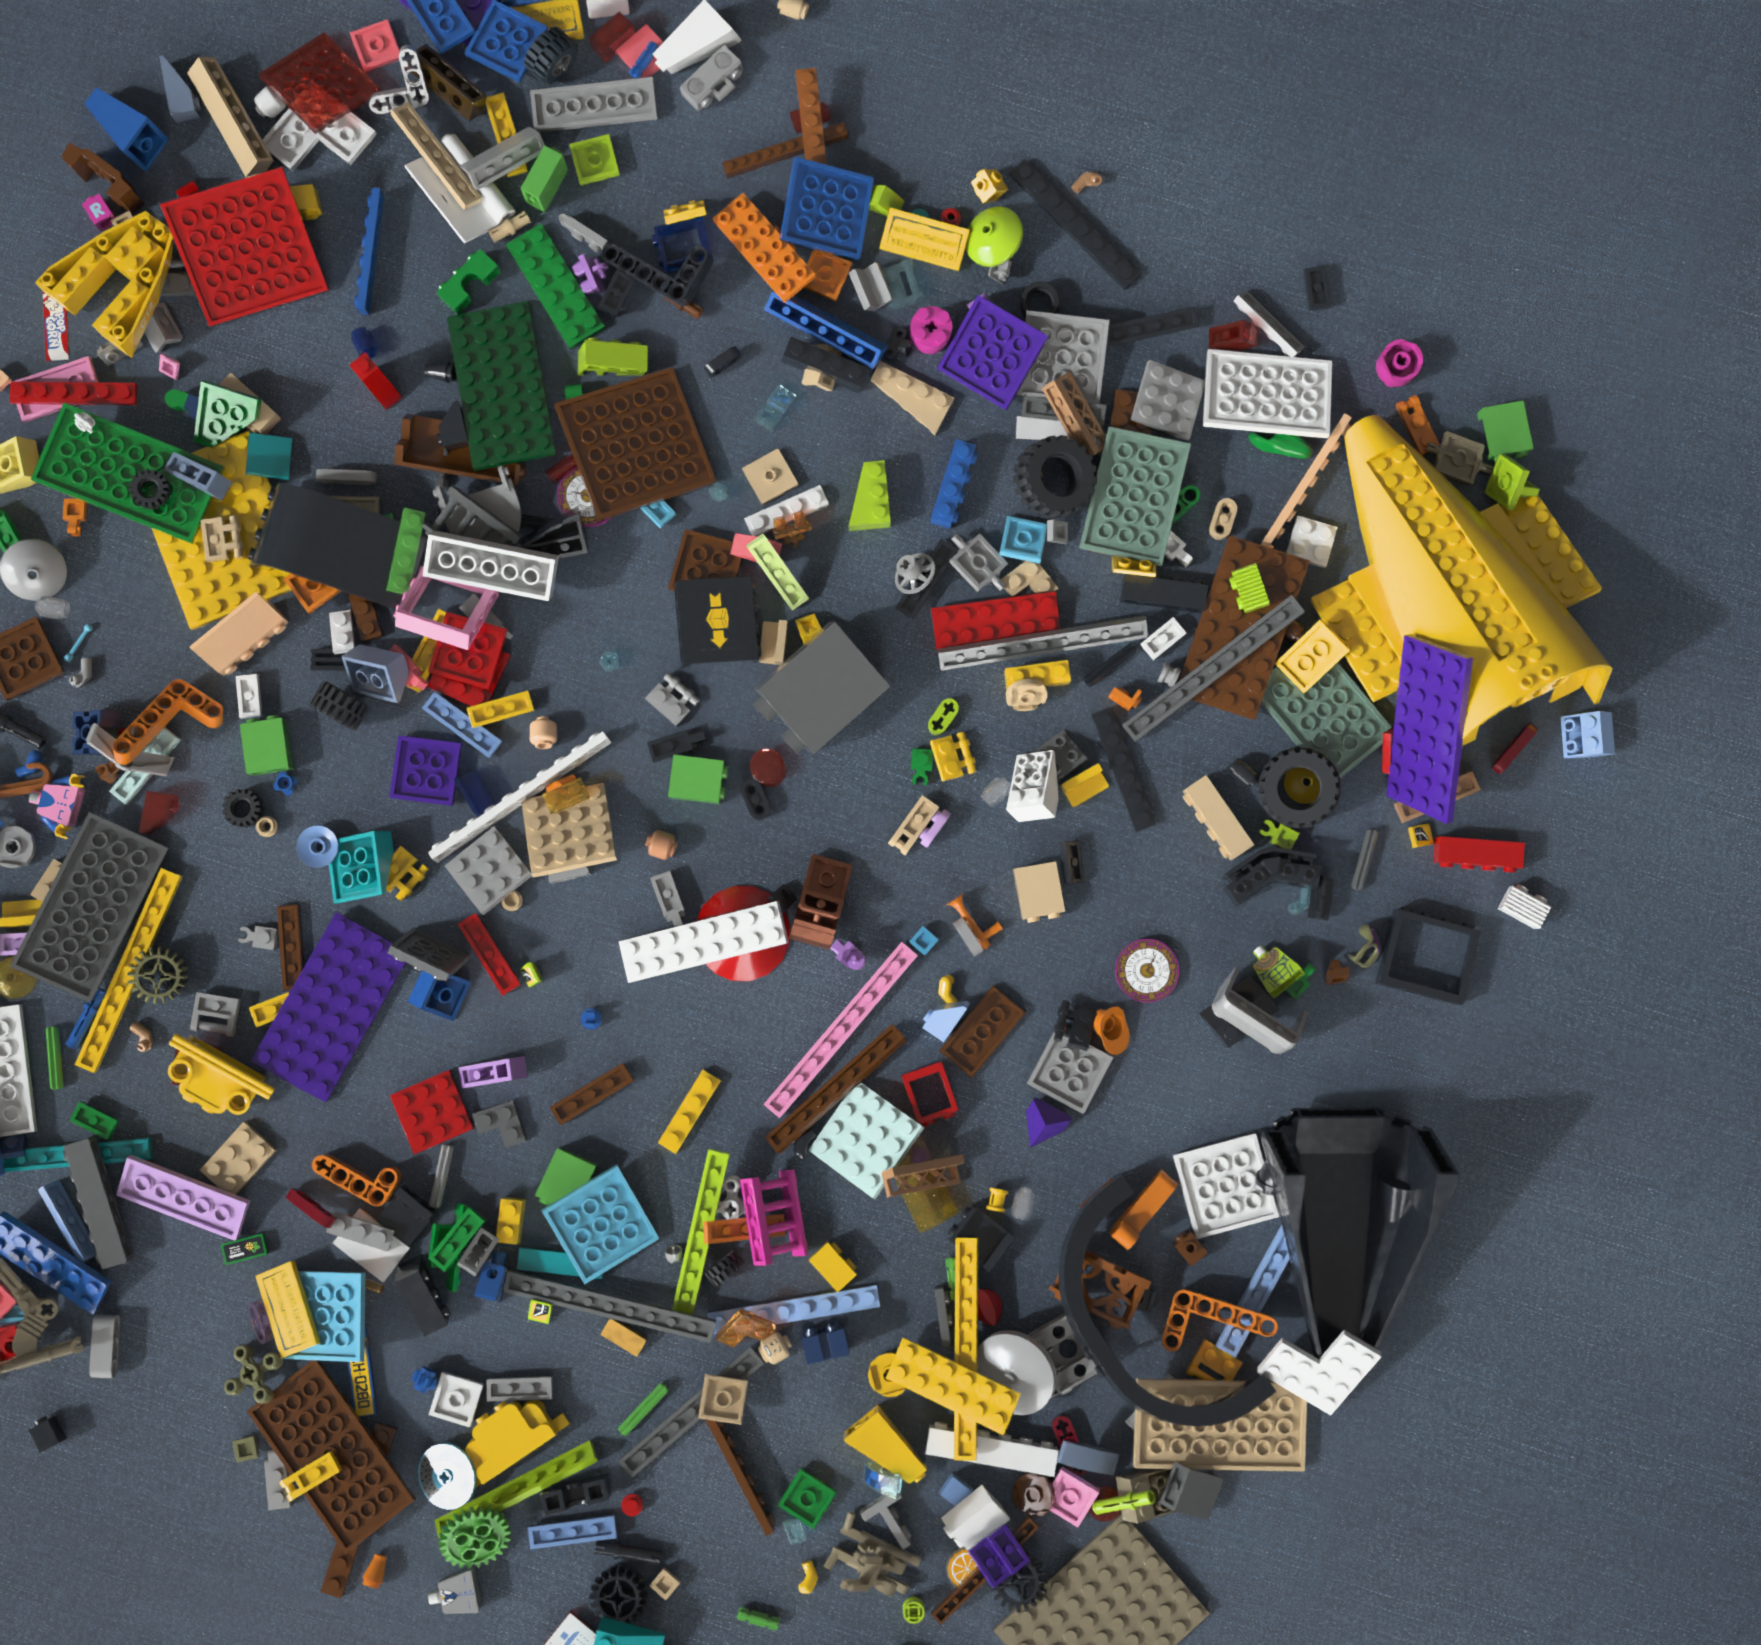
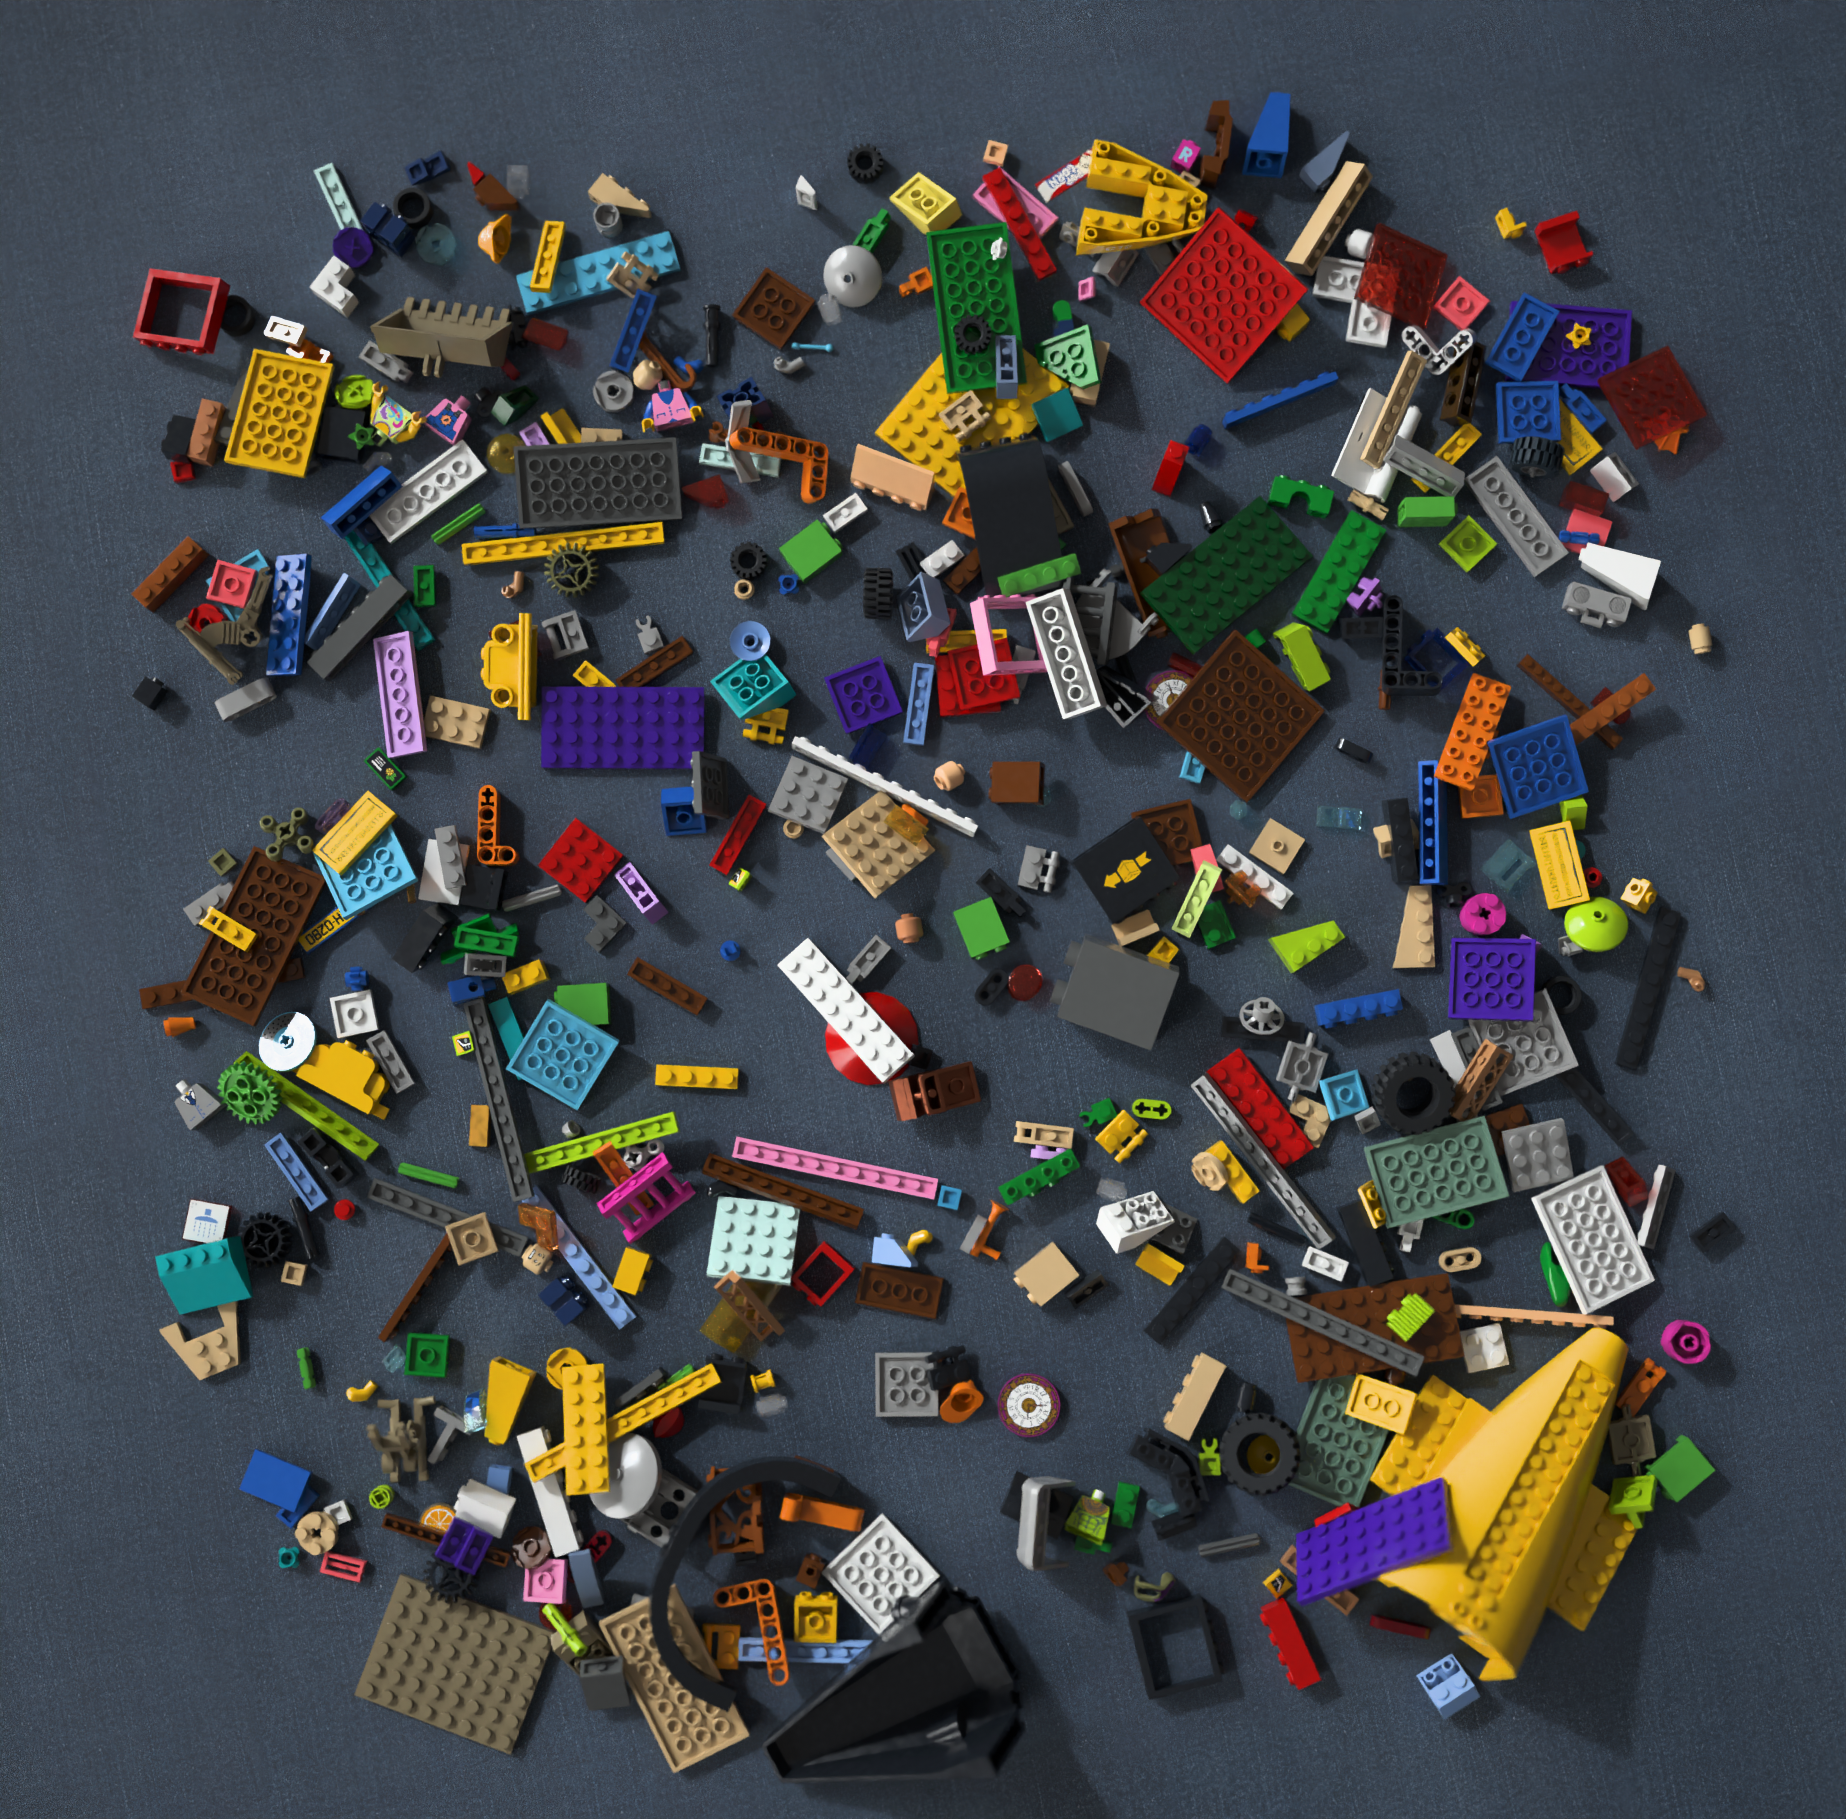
camera: 65 degrees right, 0 degrees up
(15, 807) = (647, 374): none -> tan head
(311, 1208) = (447, 805): dark red beam -> none
(500, 709) = (949, 728): yellow plate -> none
(581, 233) = (1397, 567): light grey hinge -> none
(583, 674) = (1017, 782): none -> reddish brown panel
(810, 570) = (1215, 925): none -> green plate
(848, 954) = (902, 1140): medium lavender hips -> none
(871, 287) = (1491, 842): light grey panel -> none
(949, 848) = (1039, 1176): none -> green bracket
(1044, 1121) = (851, 1386): dark purple slope -> none
(1234, 1266) = (815, 1618): none -> yellow plate
(1280, 932) = (1125, 1504): none -> green plate
(1323, 1380) = (759, 1749): white plate -> none
(1524, 906) = (1265, 1709): white brick -> none

